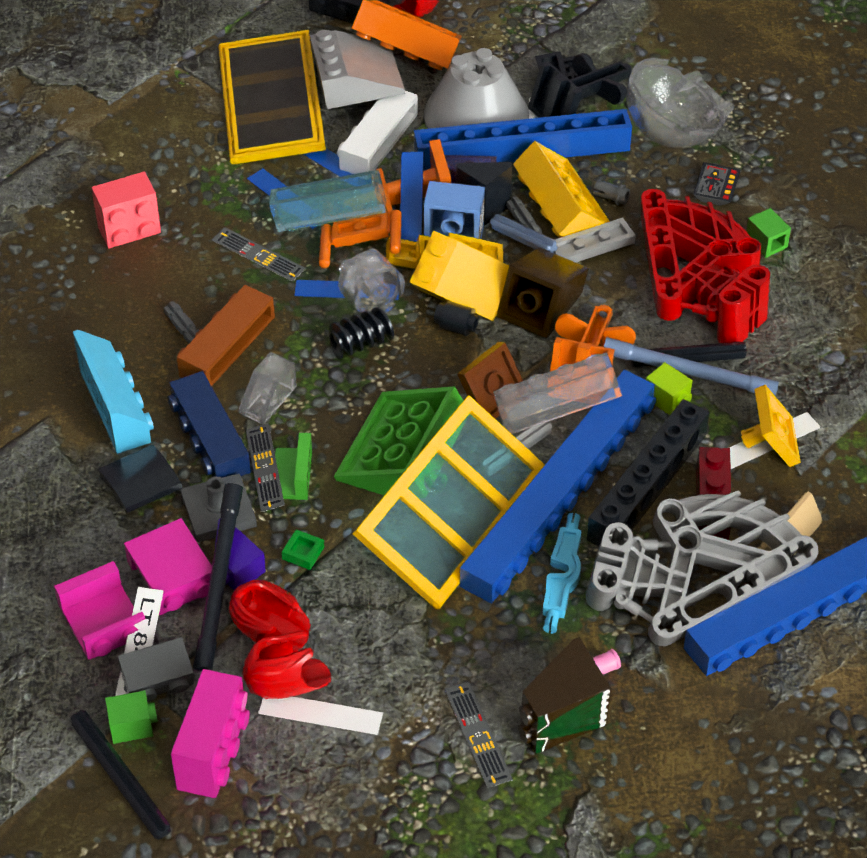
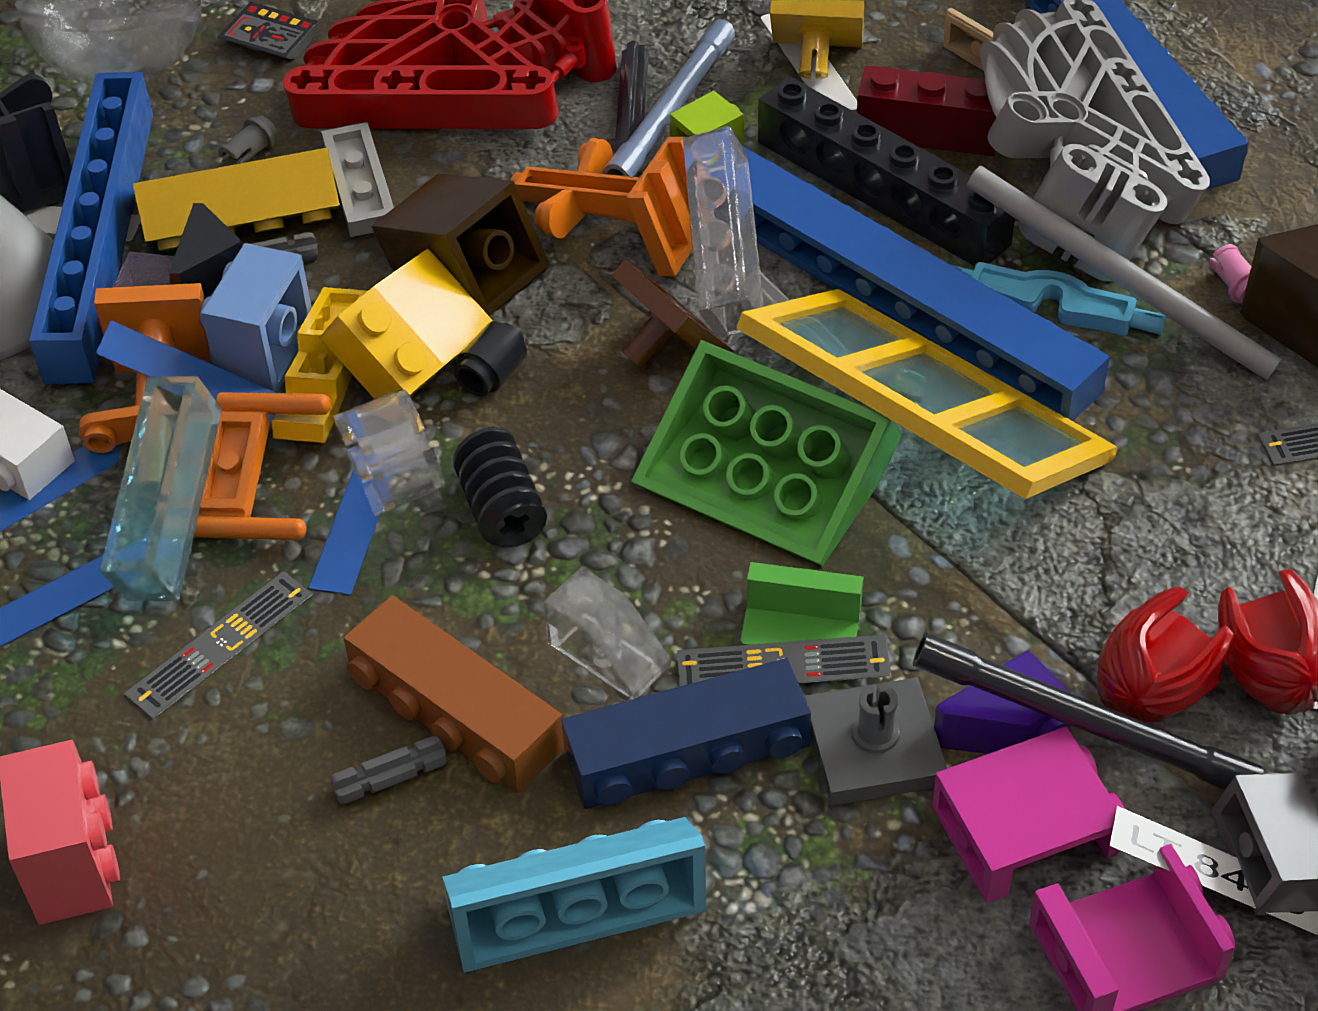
camera: 80 degrees left, 0 degrees up
(140, 478) = (795, 860): black slope -> none
(303, 549) = (994, 613): green plate -> none
(522, 233) = (338, 237): sand blue axle -> none
(566, 592) = (1124, 273): none -> light grey piece

